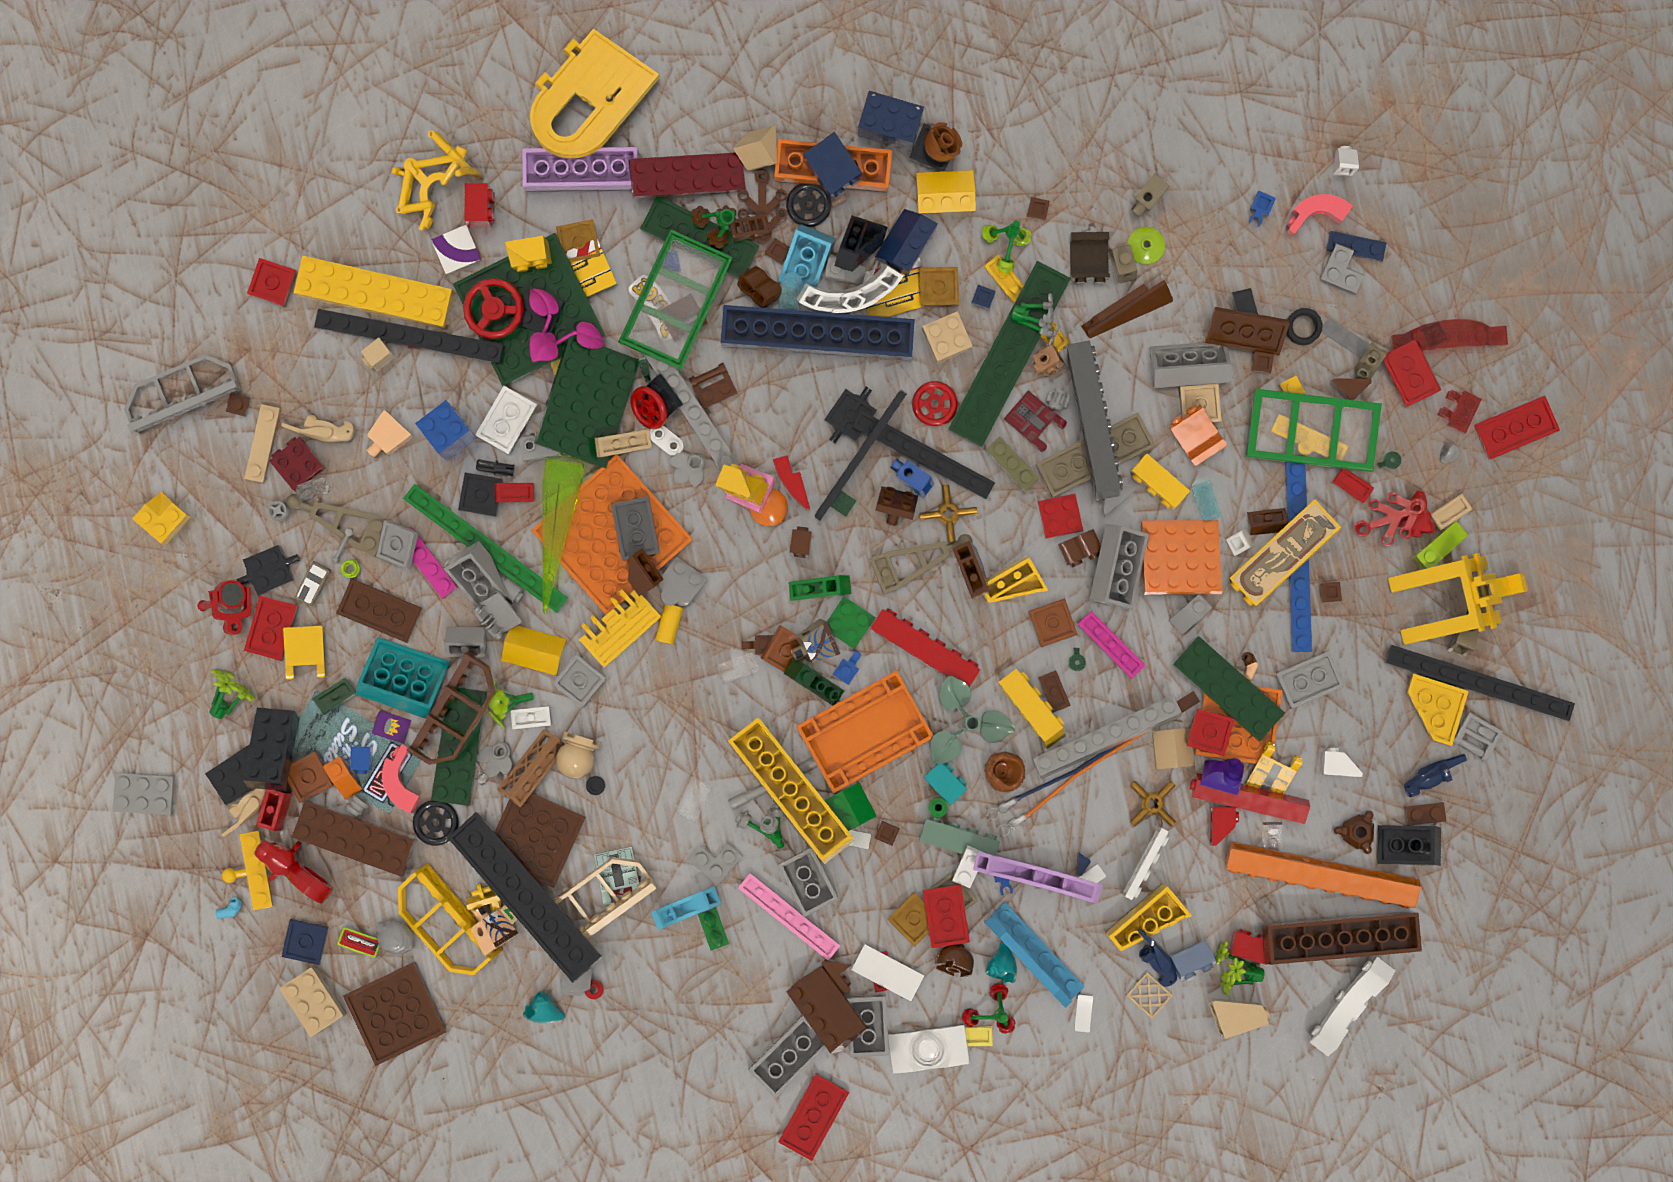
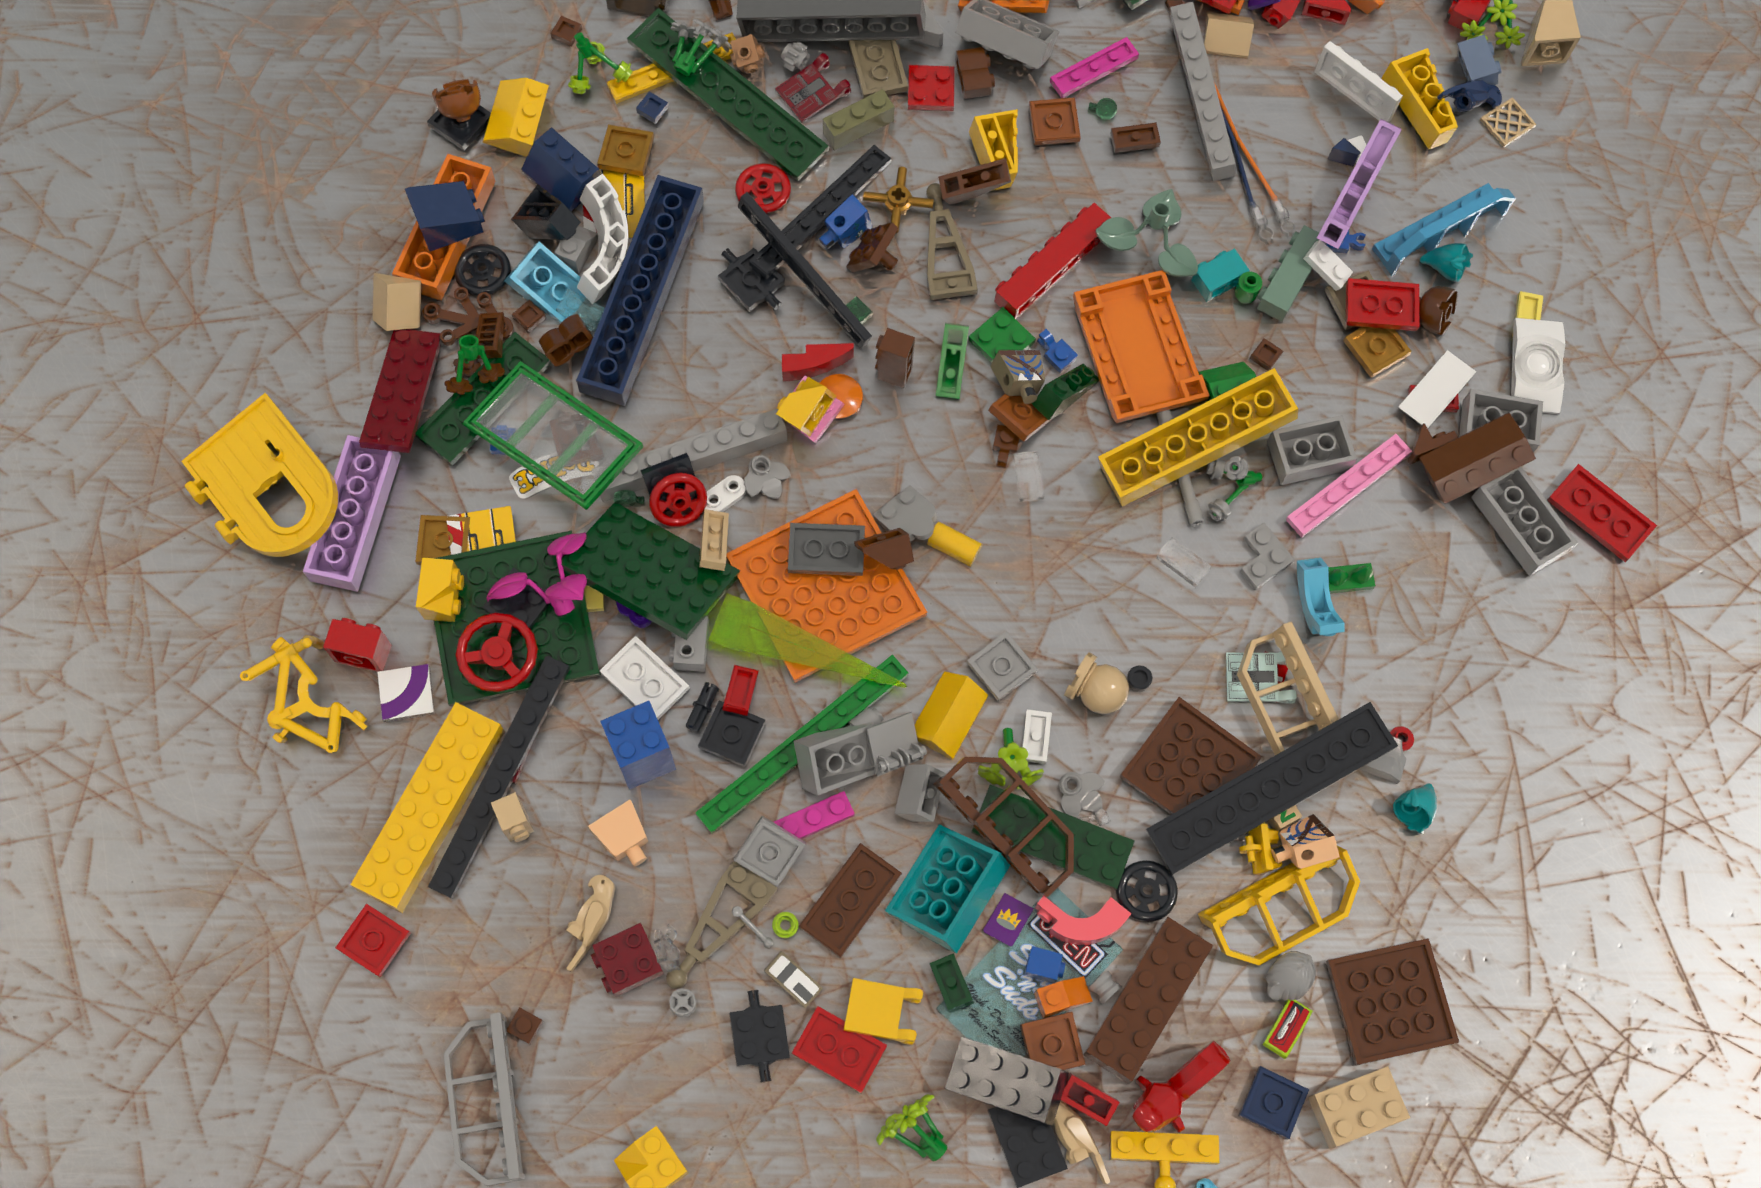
camera: 75 degrees left, 15 degrees down
(228, 596) = (782, 1096): red piece -> none
(262, 443) = (586, 1004): tan plate -> none
(534, 769) = (1109, 743): medium nougat fence -> none
(620, 628) = (945, 602): yellow hinge -> none
(715, 392) = (679, 421): reddish brown plate -> none
(890, 121) = (412, 147): dark blue container -> none
(947, 337) = (689, 153): tan brick -> none
(1004, 1022) = (1517, 274): red plant -> none
(1005, 771) = (1221, 204): dark orange hair -> none
(1033, 708) = (1152, 159): yellow wedge -> none
(1083, 1013) = (1522, 195): white sticker -> none
(1145, 803) = (1287, 65): pearl gold bar -> none

